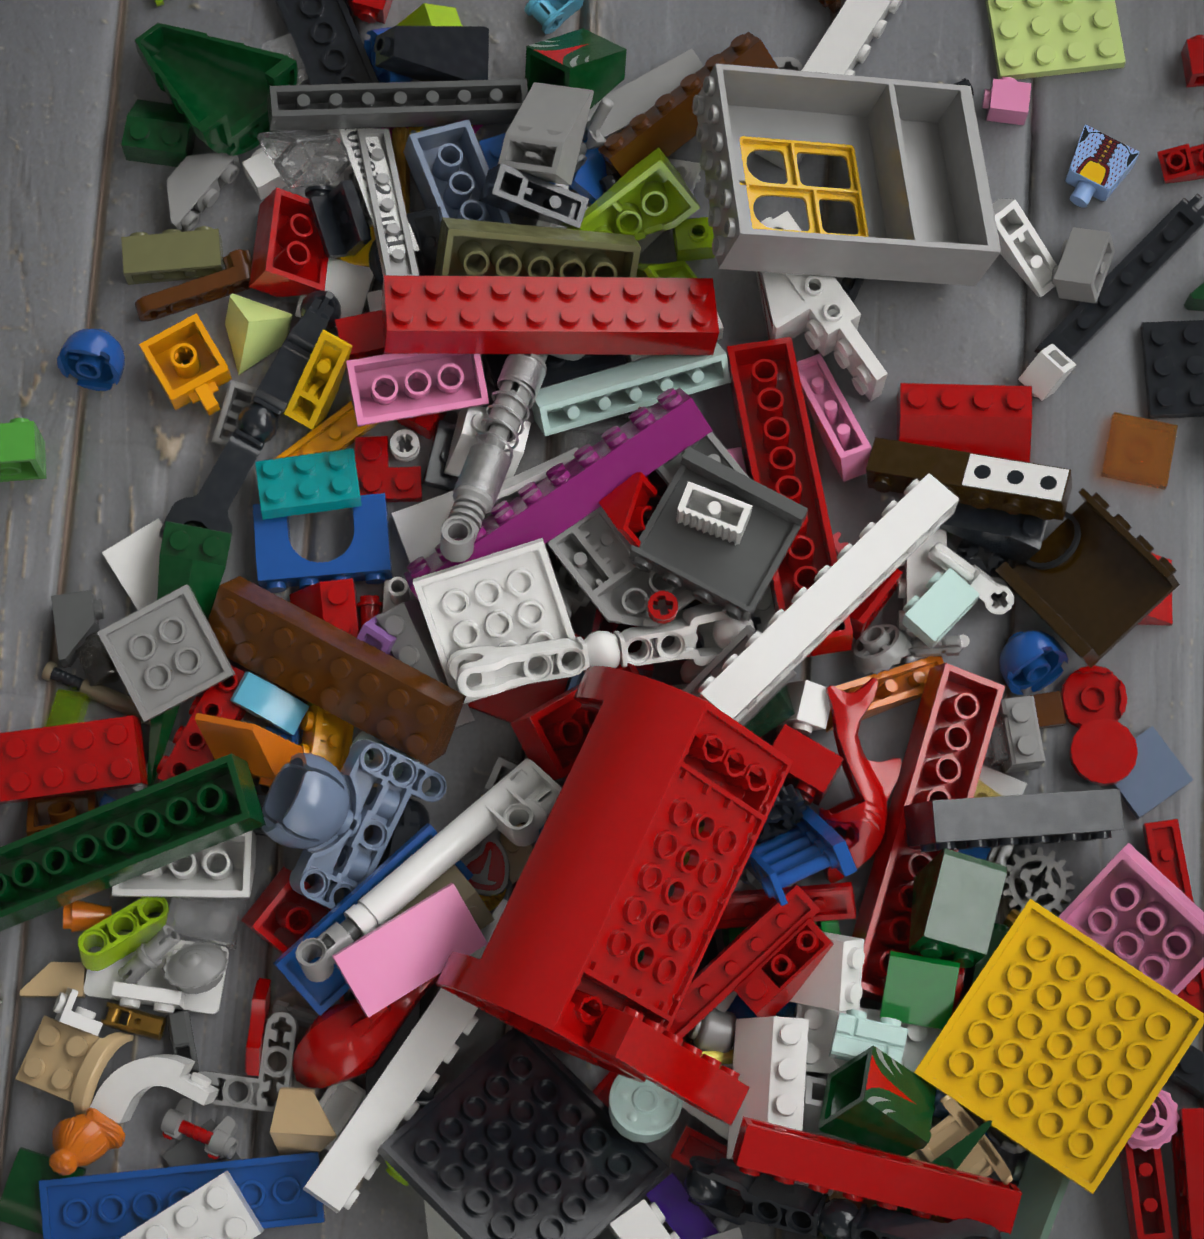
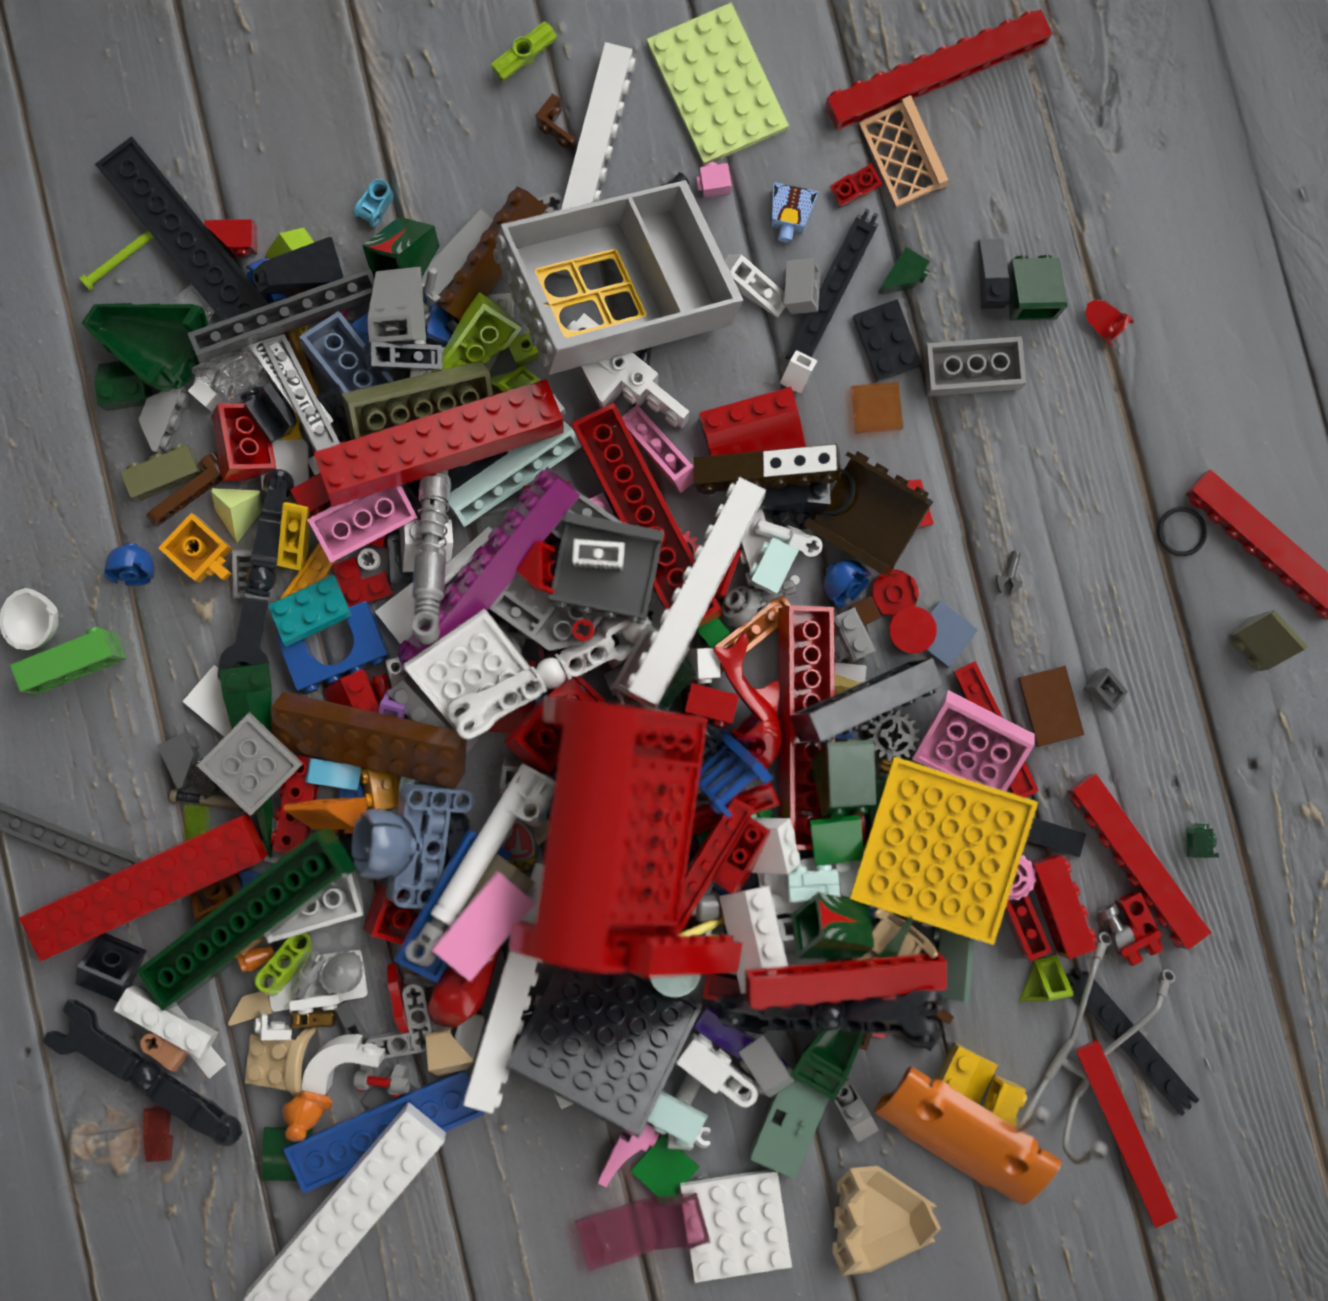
camera: 20 degrees left, 10 degrees up
(830, 669) = (713, 633): none -> green brick

